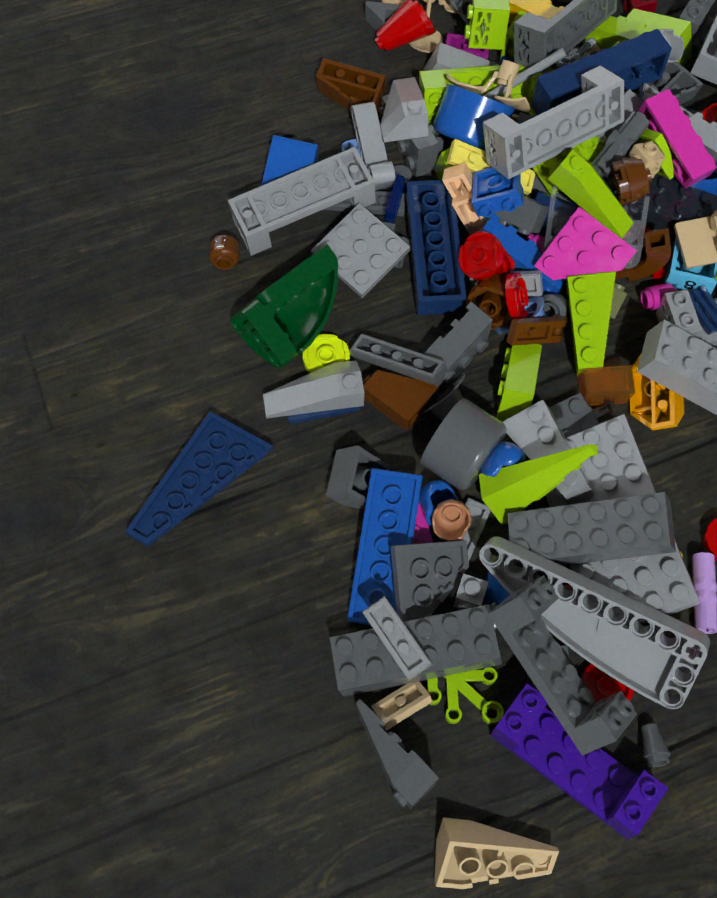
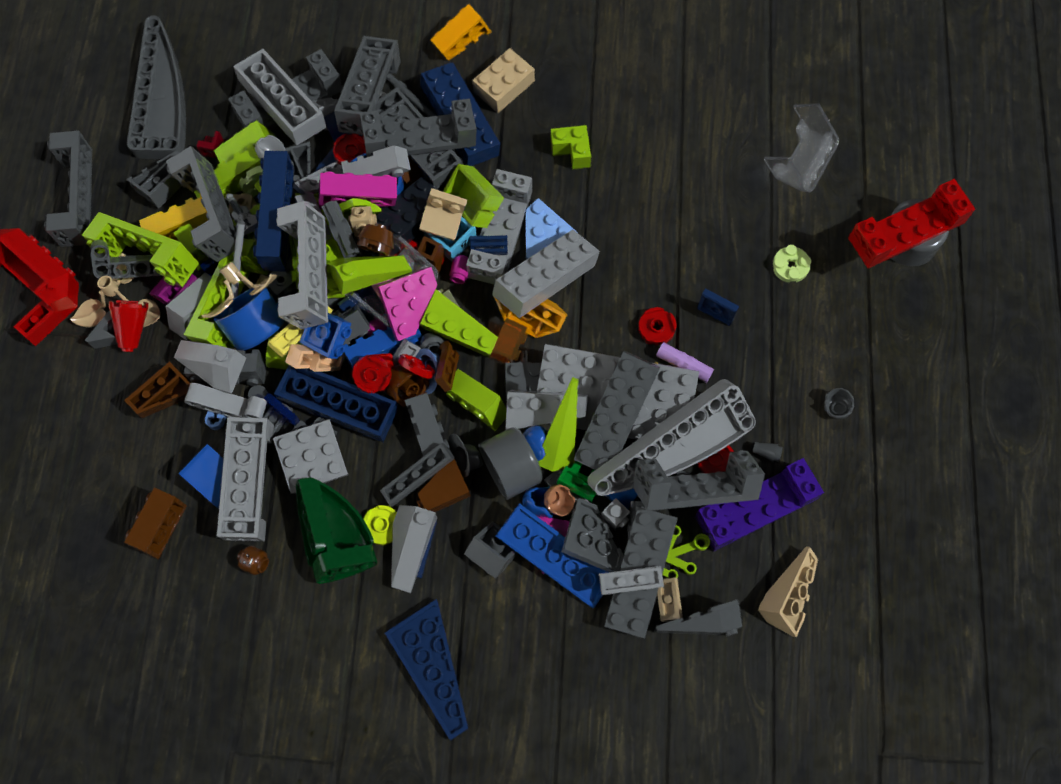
camera: 60 degrees left, 5 degrees up
(215, 147) = (155, 523): none -> reddish brown brick
(484, 527) = (576, 481): none -> green plate

